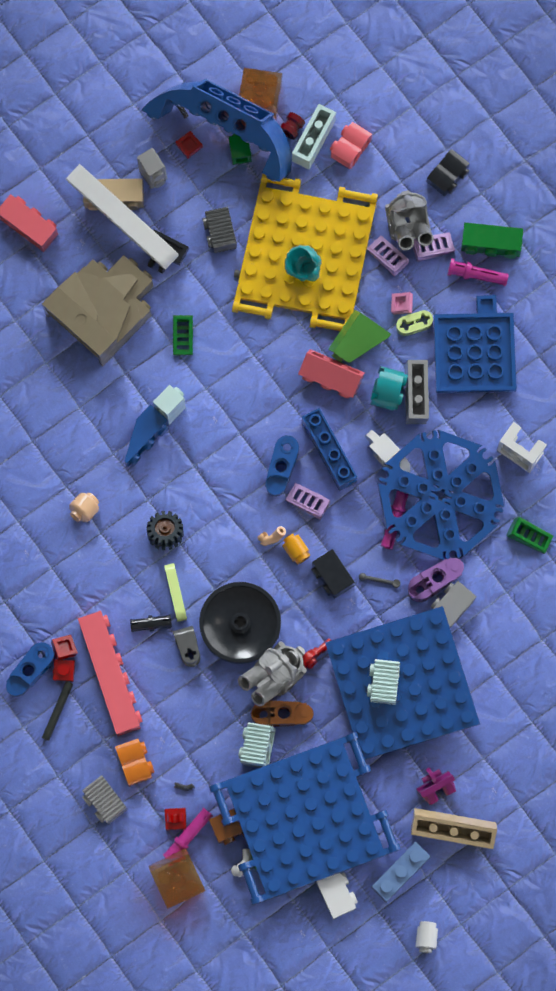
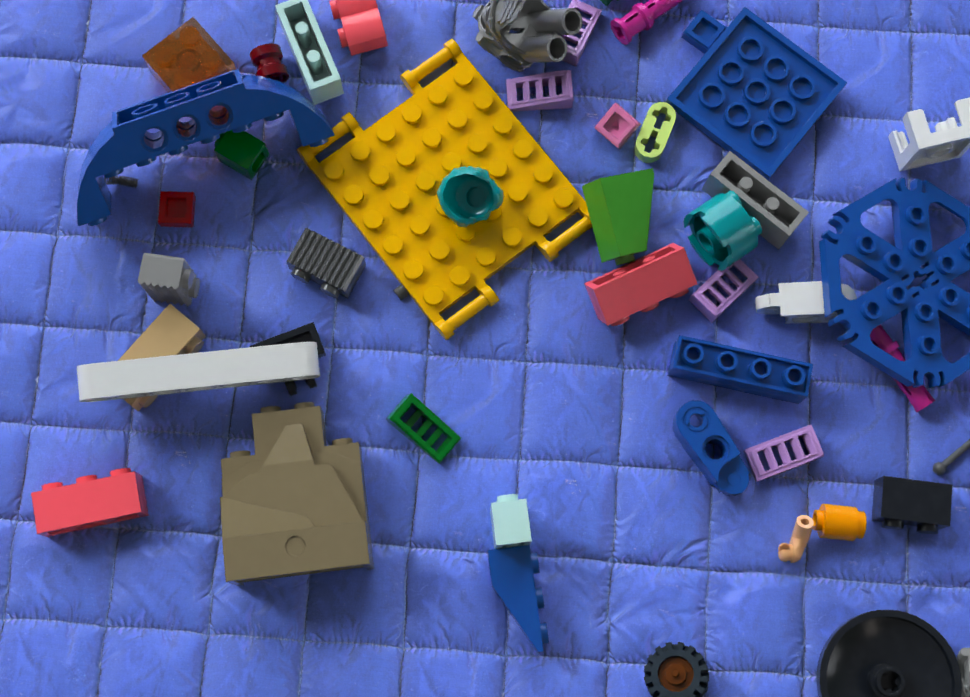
camera: 55 degrees left, 0 degrees up
(366, 406) = (706, 306): none -> lavender slope

